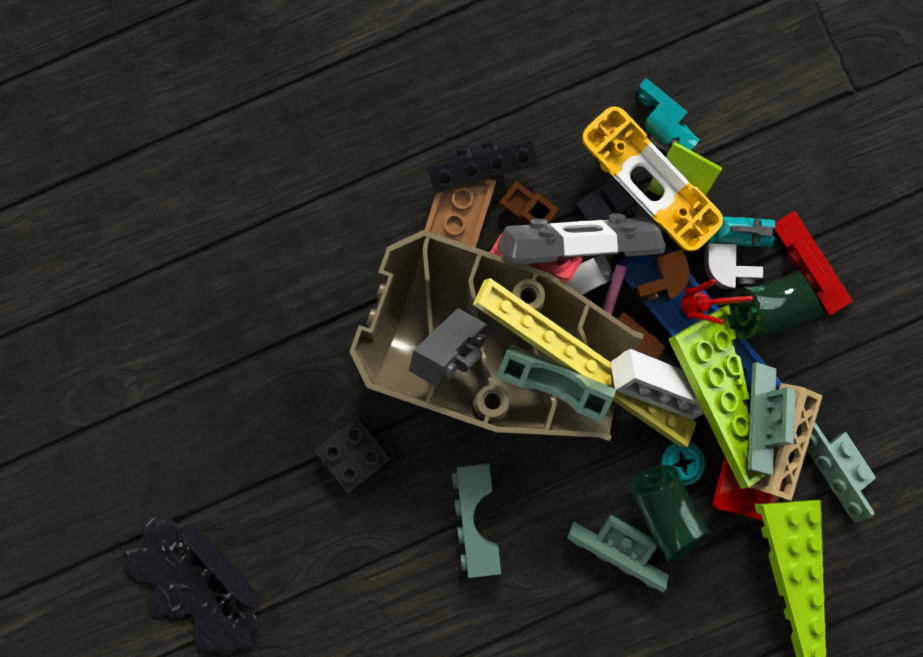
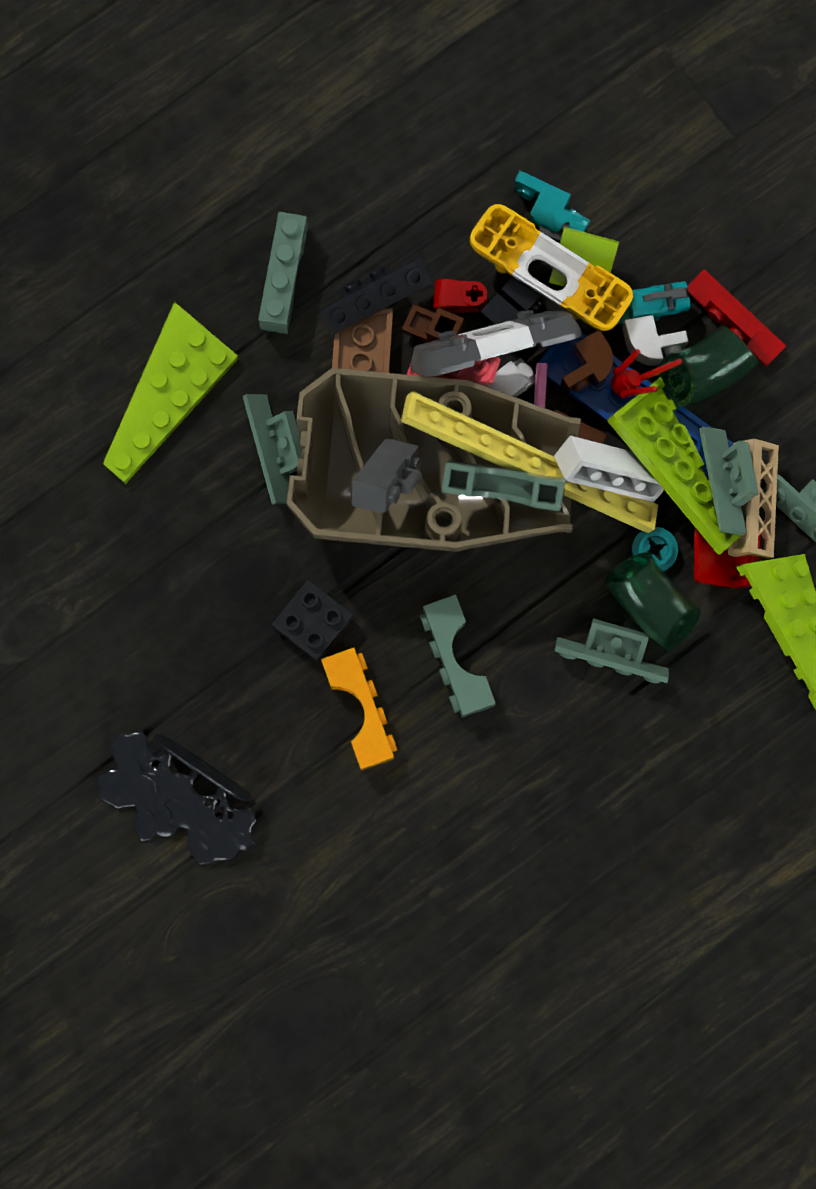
camera: 20 degrees left, 5 degrees down
(282, 198) = (175, 380): none -> lime wing
(357, 282) = (276, 444): none -> sand green bracket
(372, 511) = (346, 674): none -> light orange arch
(402, 121) = (282, 272): none -> sand green arch
(554, 182) = (456, 296): none -> red piece

